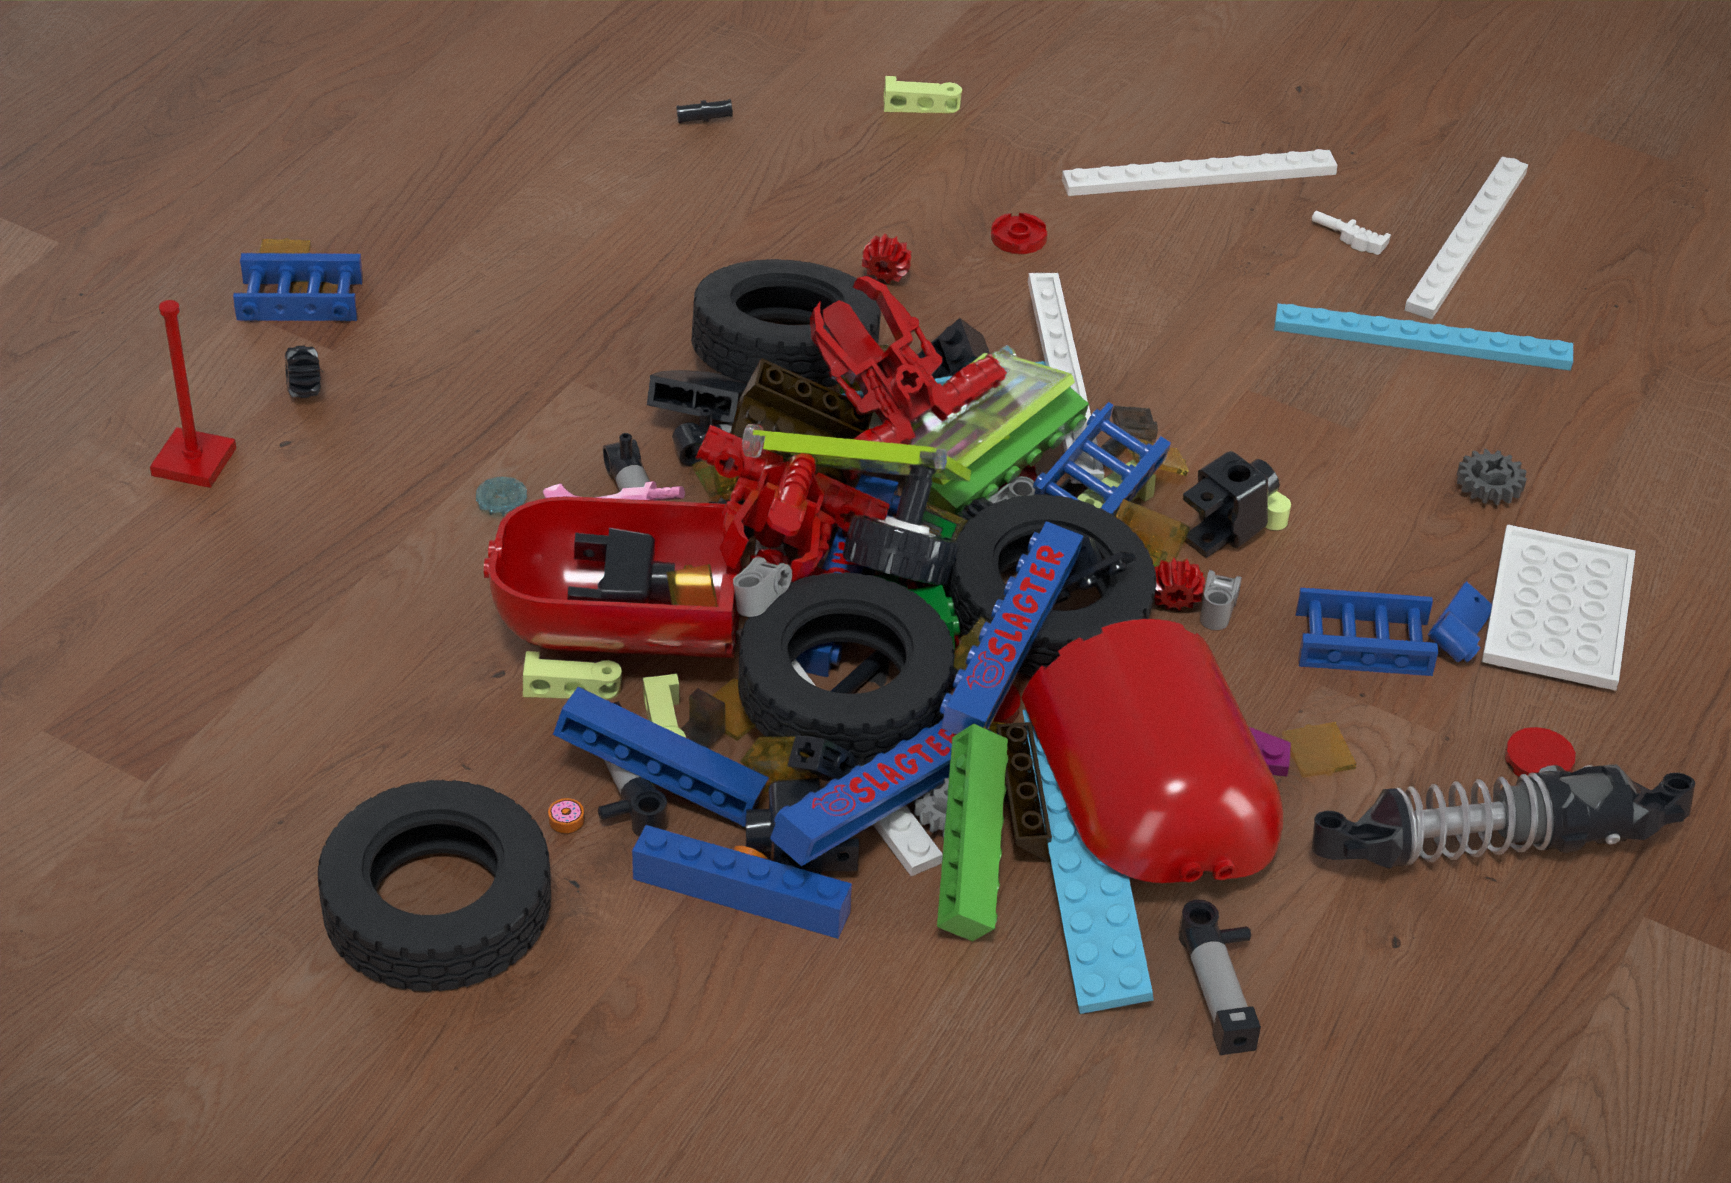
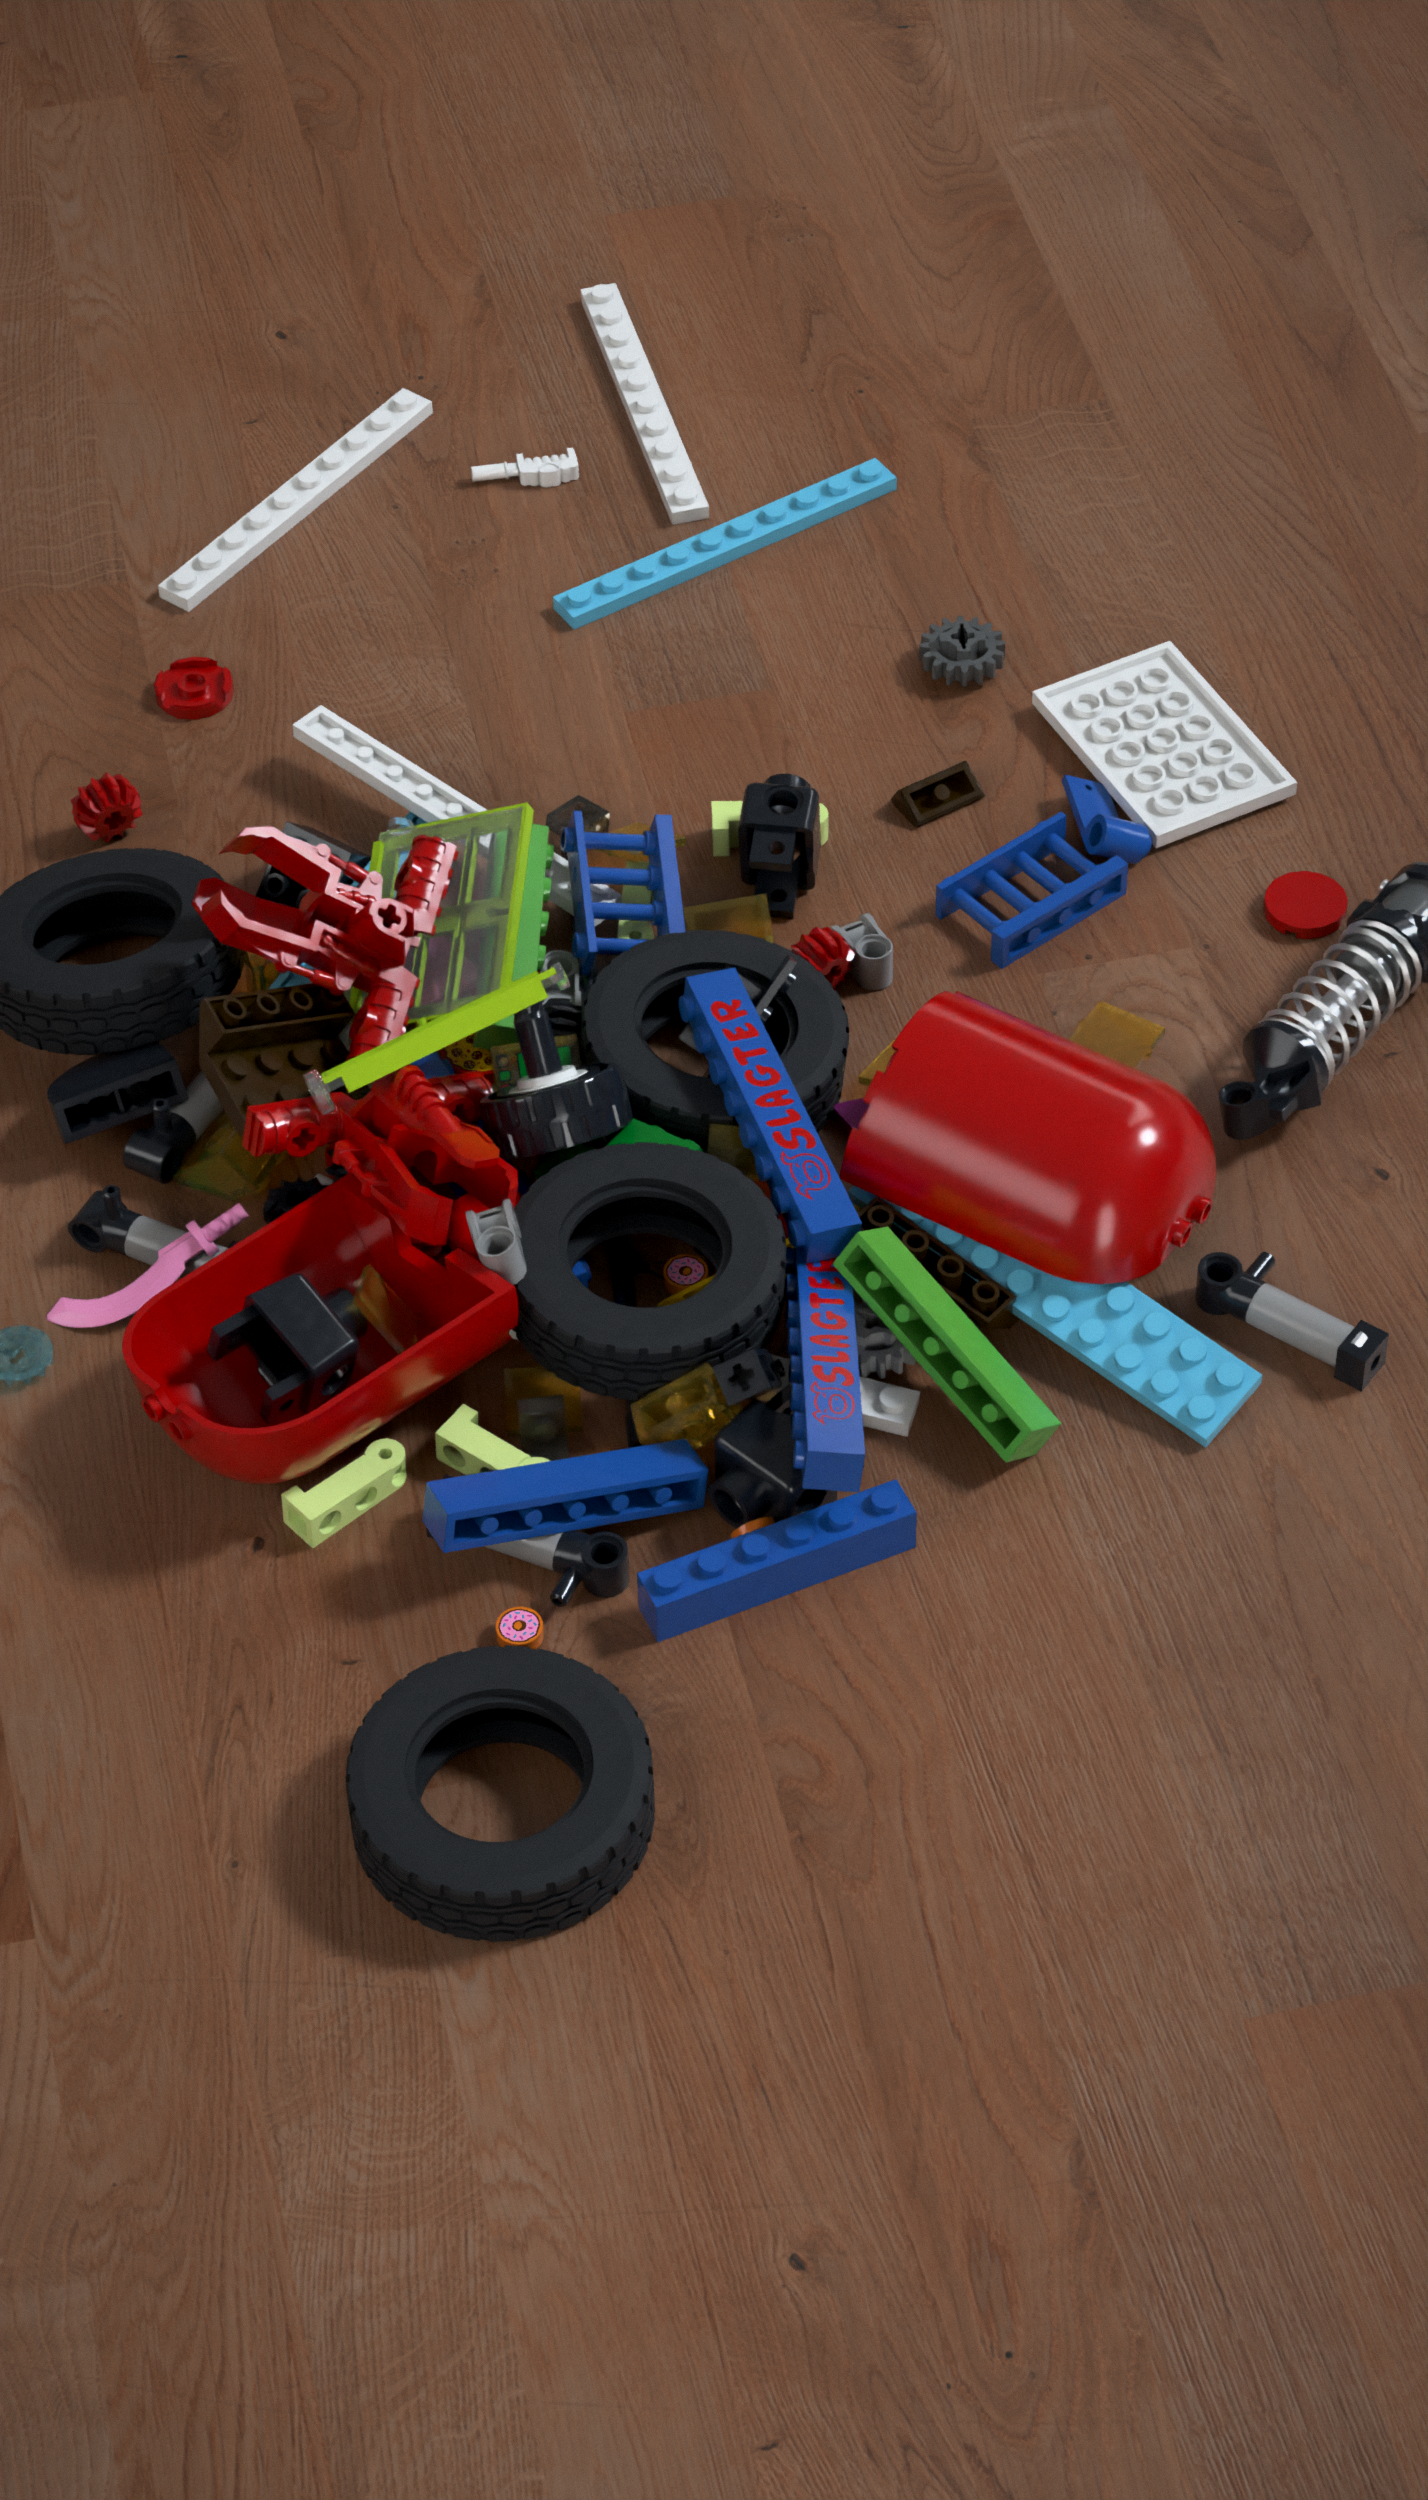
camera: 40 degrees left, 5 degrees up
(1379, 546) = (938, 794): none -> dark brown slope

